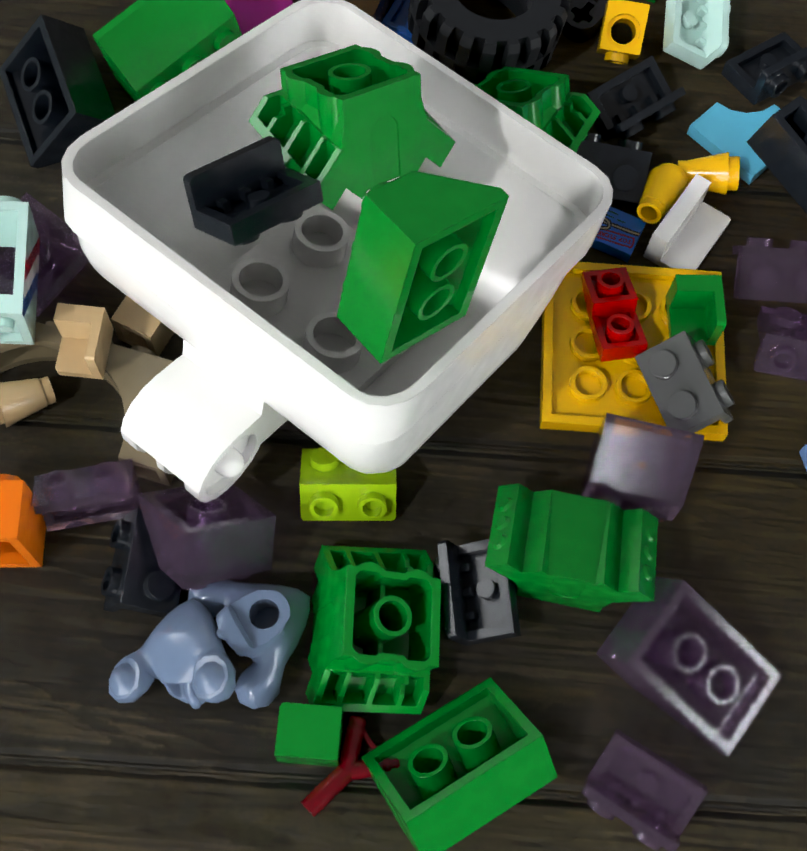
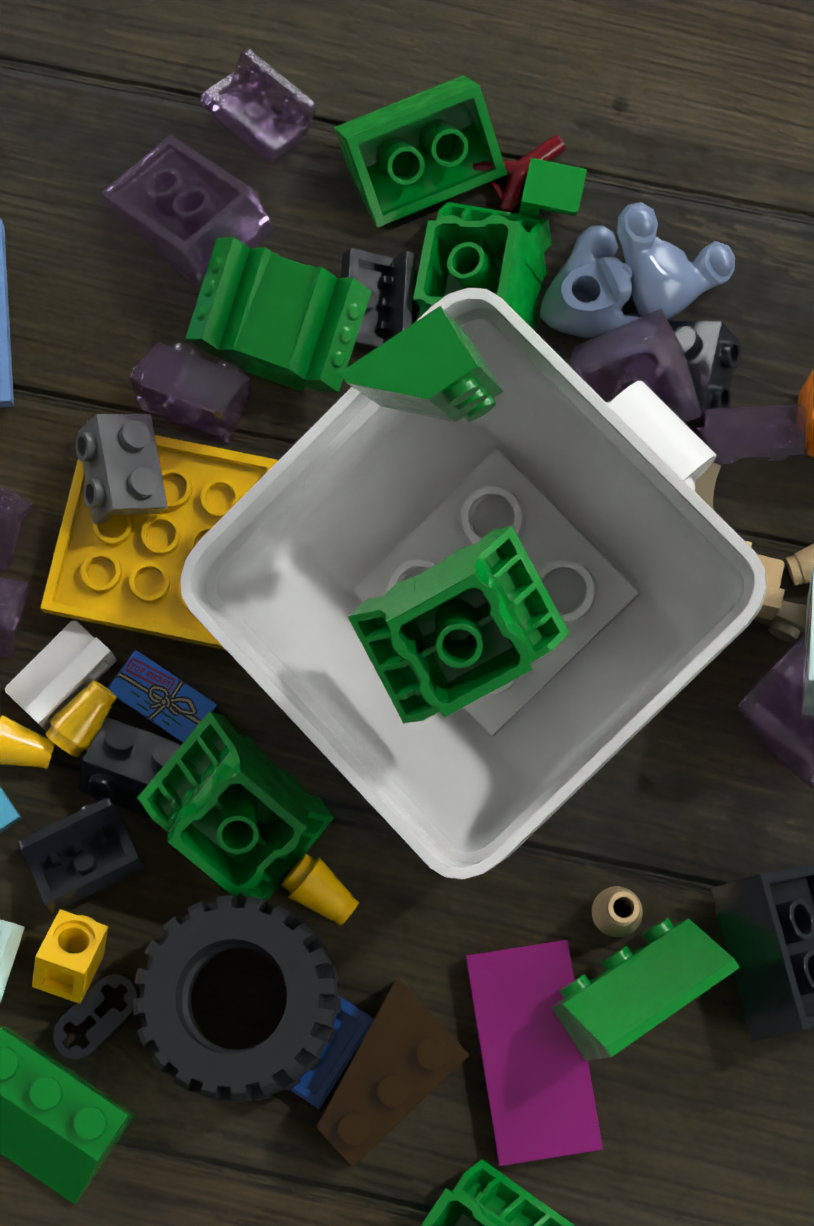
camera: 170 degrees left, 10 degrees up
(248, 193) = (574, 515): black bracket -> none
(612, 314) = (172, 541): red slope -> none
(697, 307) = (87, 550): green panel -> none

